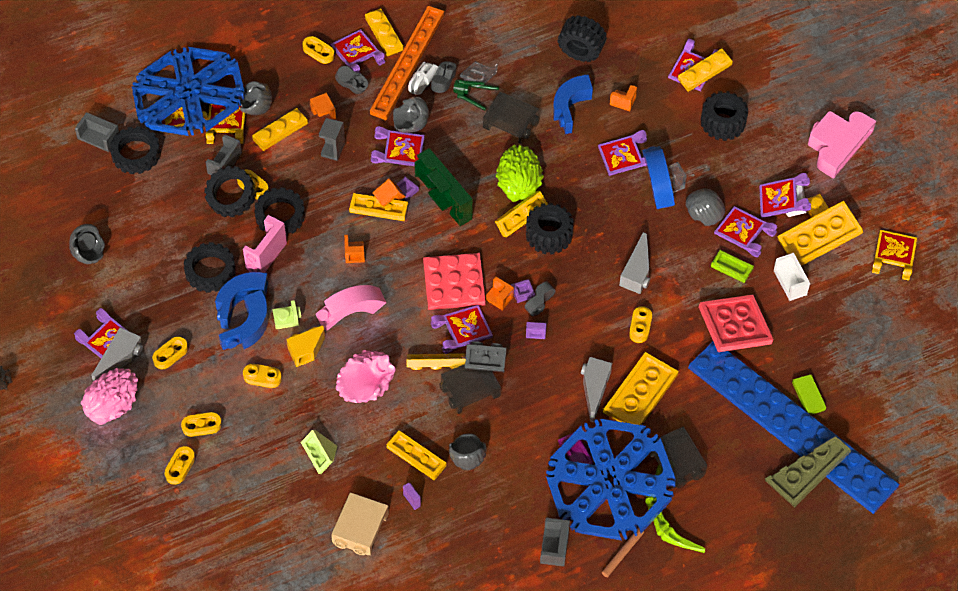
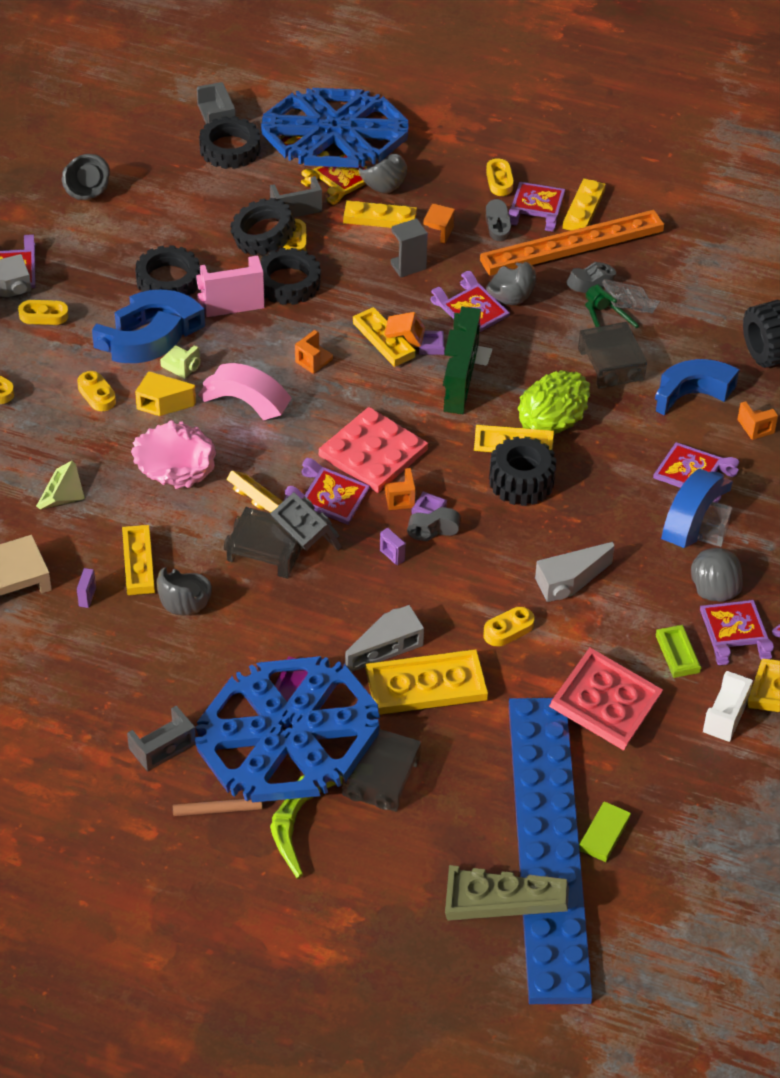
camera: 45 degrees right, 10 degrees down
(422, 78) = (563, 263): white arm -> none

